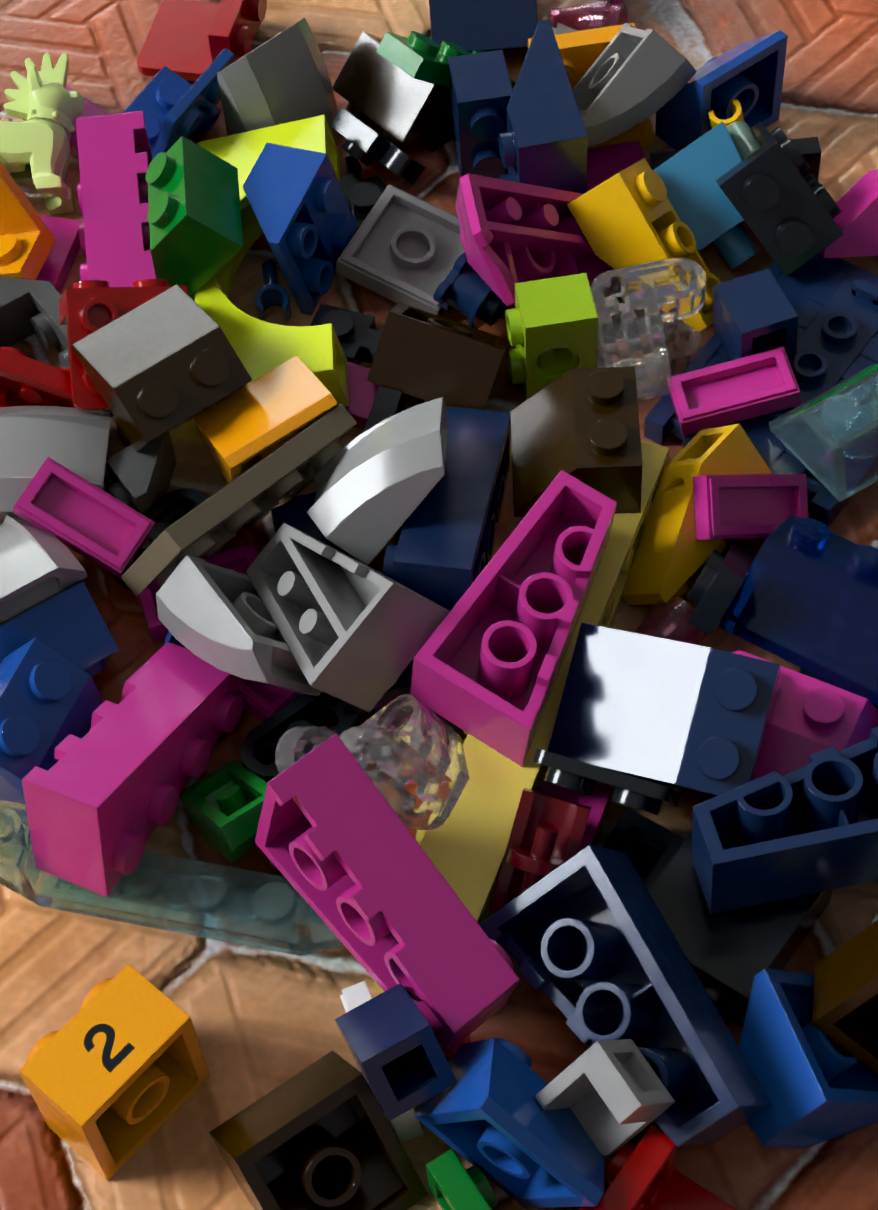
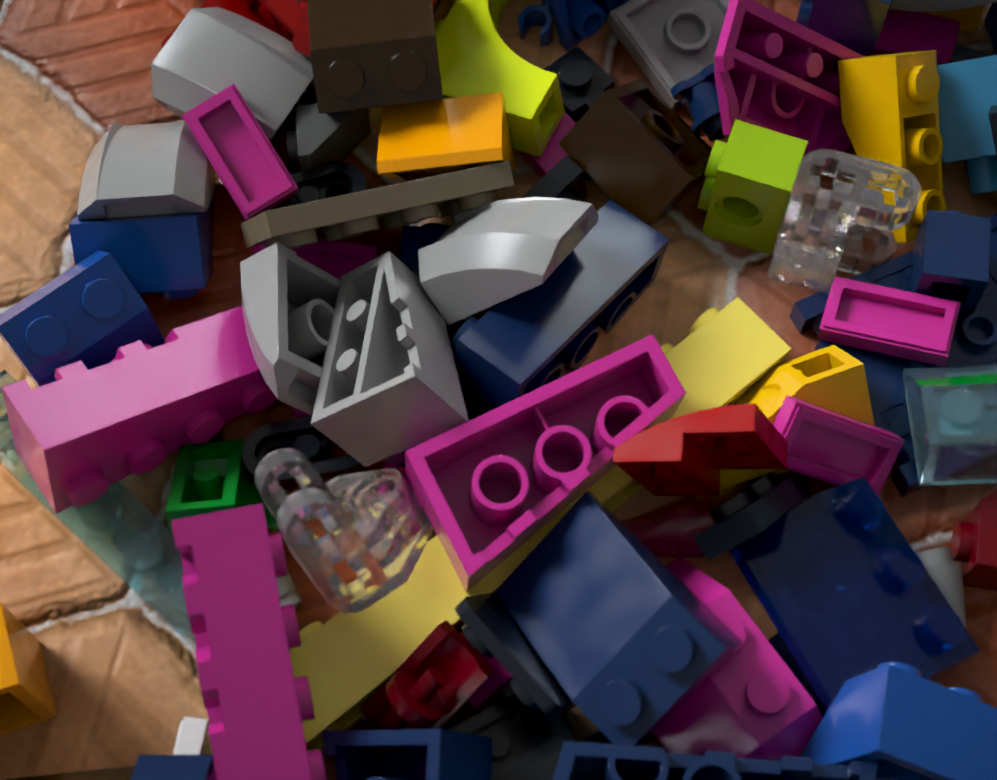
camera: 25 degrees right, 10 degrees up
(586, 429) = (705, 306): dark brown slope -> none
(660, 532) = (692, 449): none -> red slope

